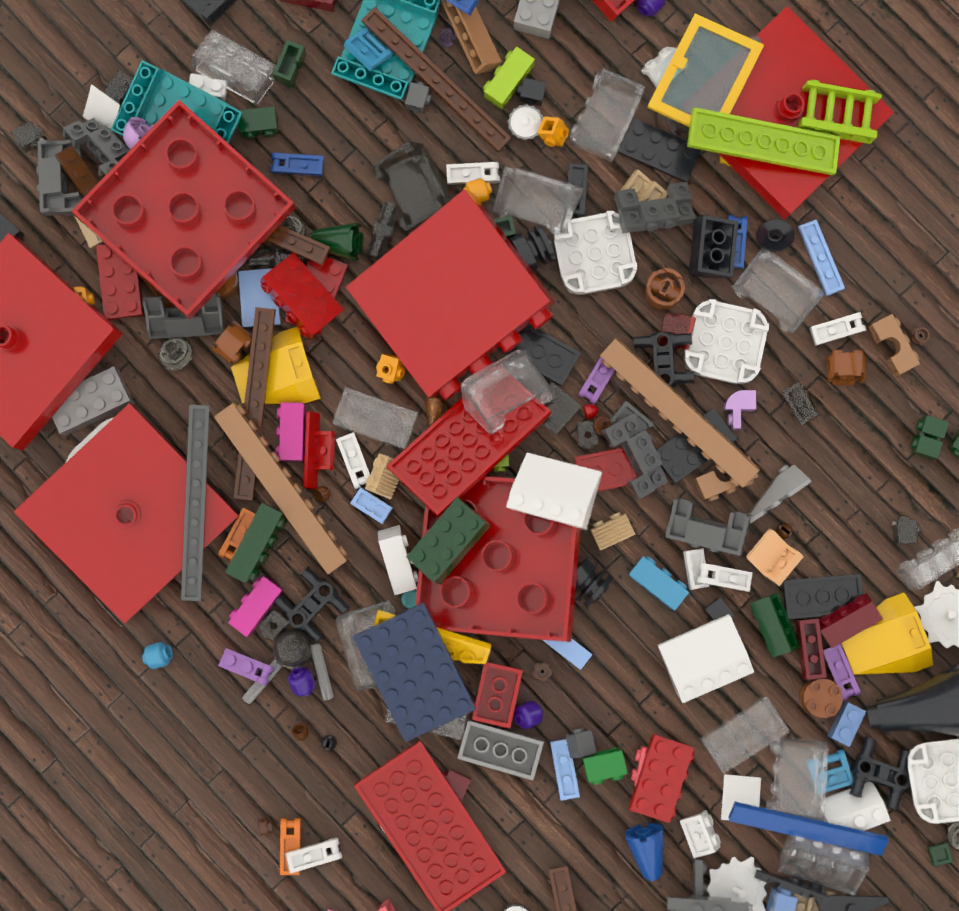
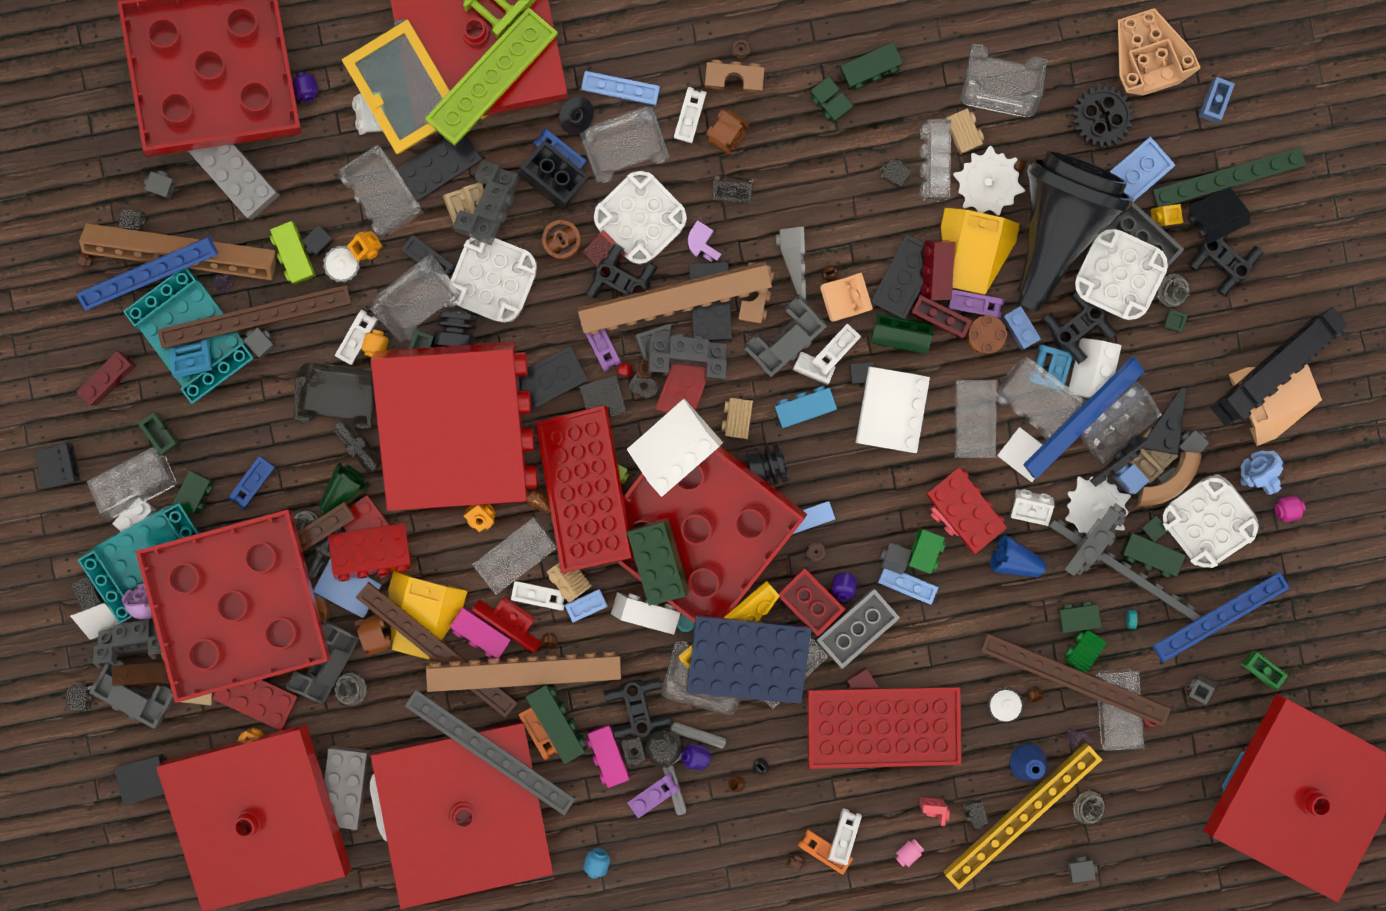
camera: 60 degrees left, 5 degrees up
(503, 388) = (560, 433): clear windscreen -> none

